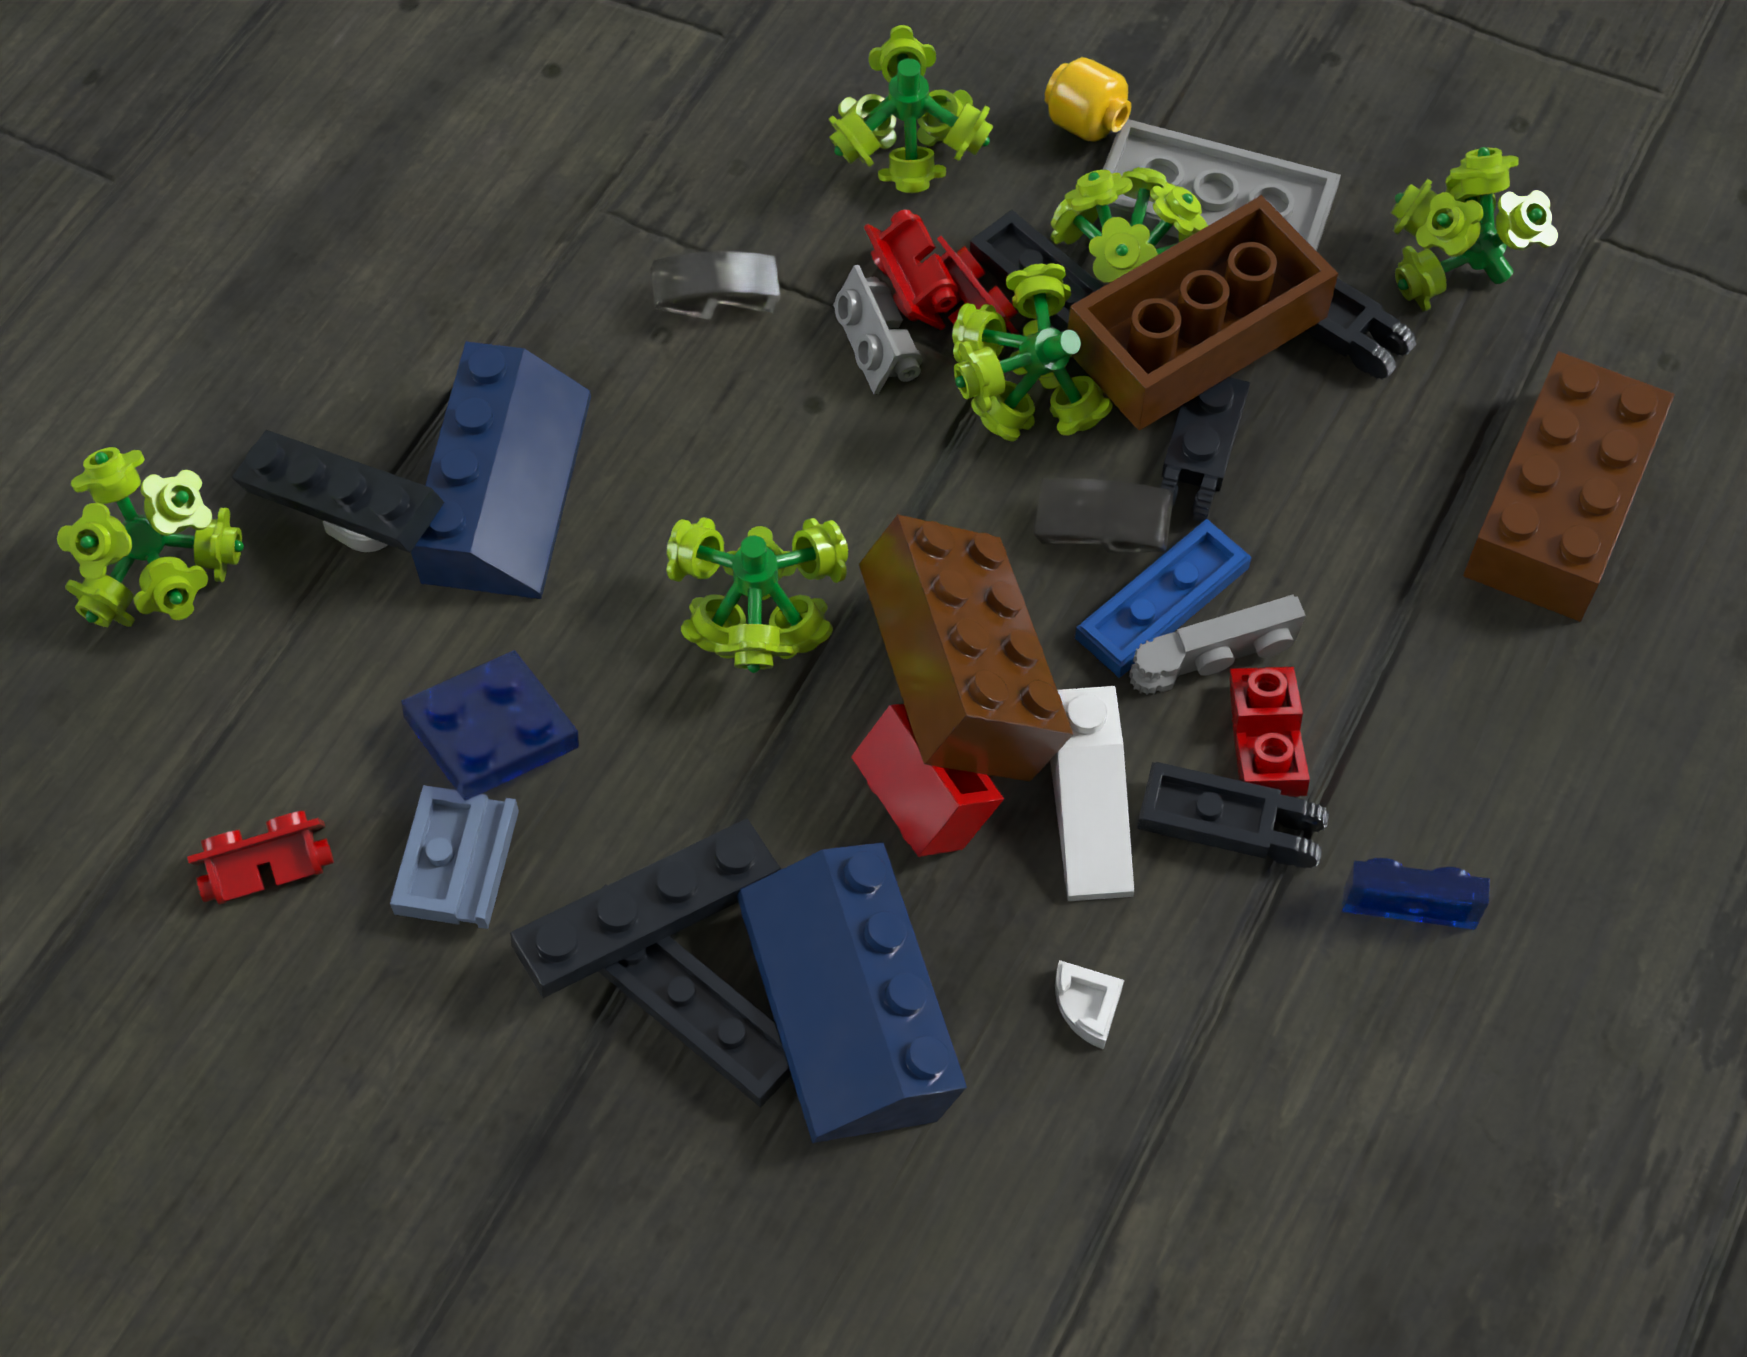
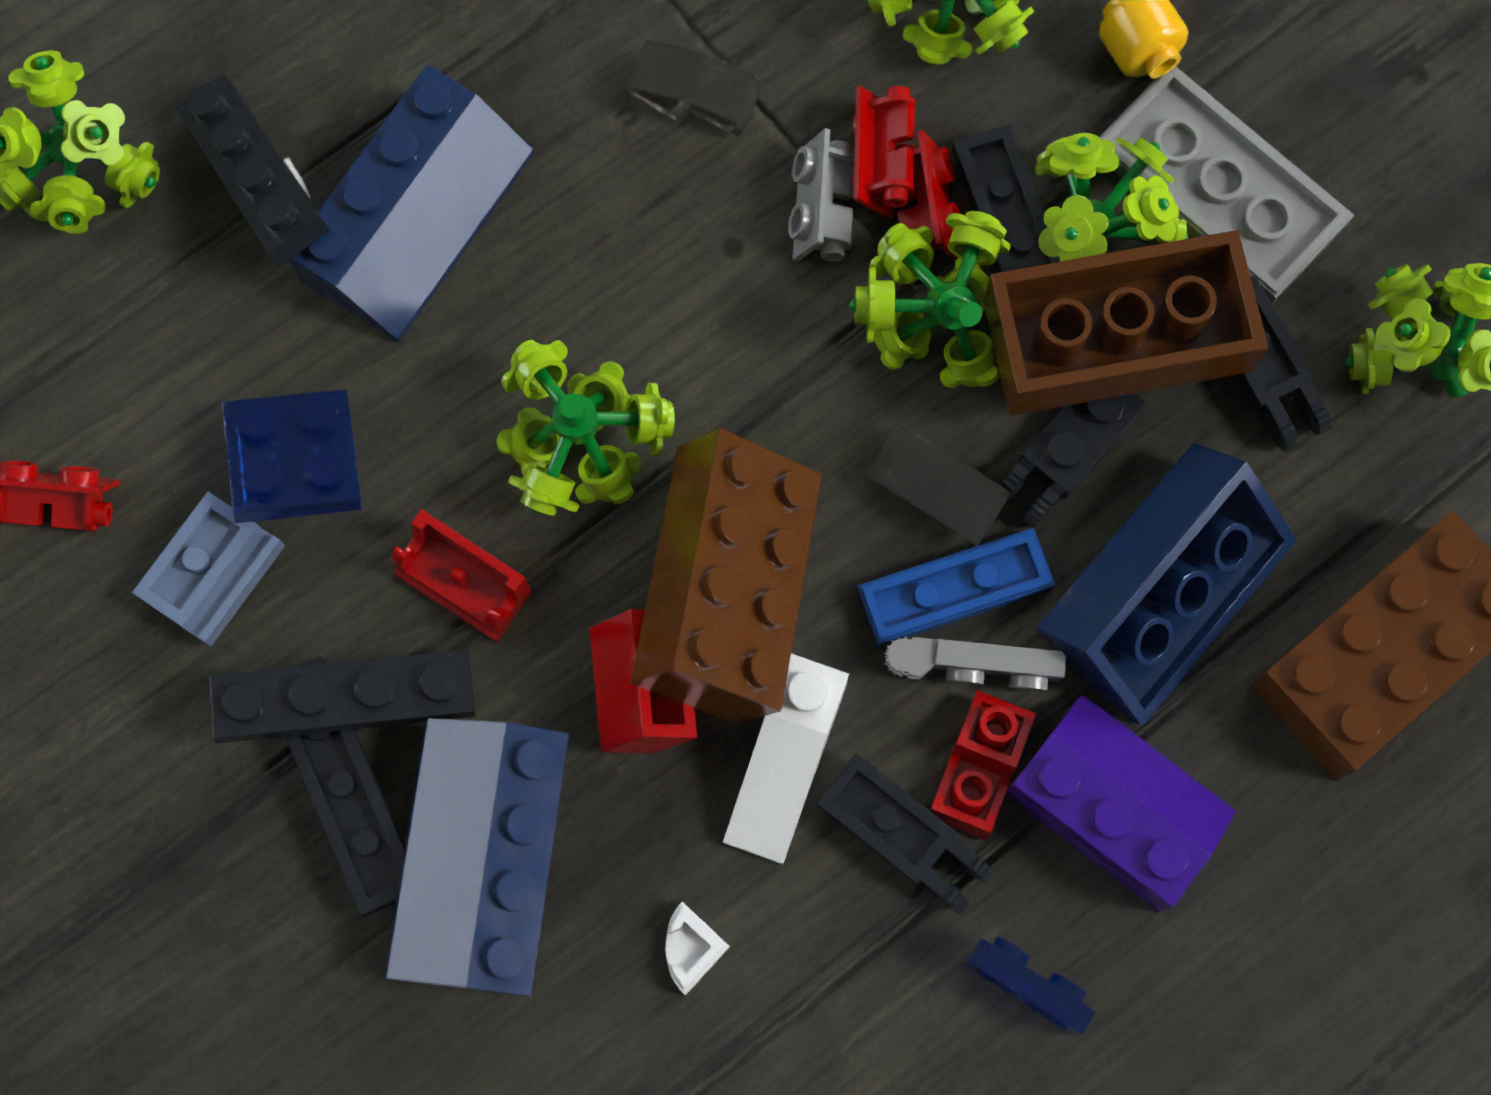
camera: 25 degrees right, 15 degrees up
(705, 762) = (461, 576): none -> red hinge
(1349, 511) = (1169, 581): none -> dark blue slope
(1410, 716) = (1122, 804): none -> dark purple slope

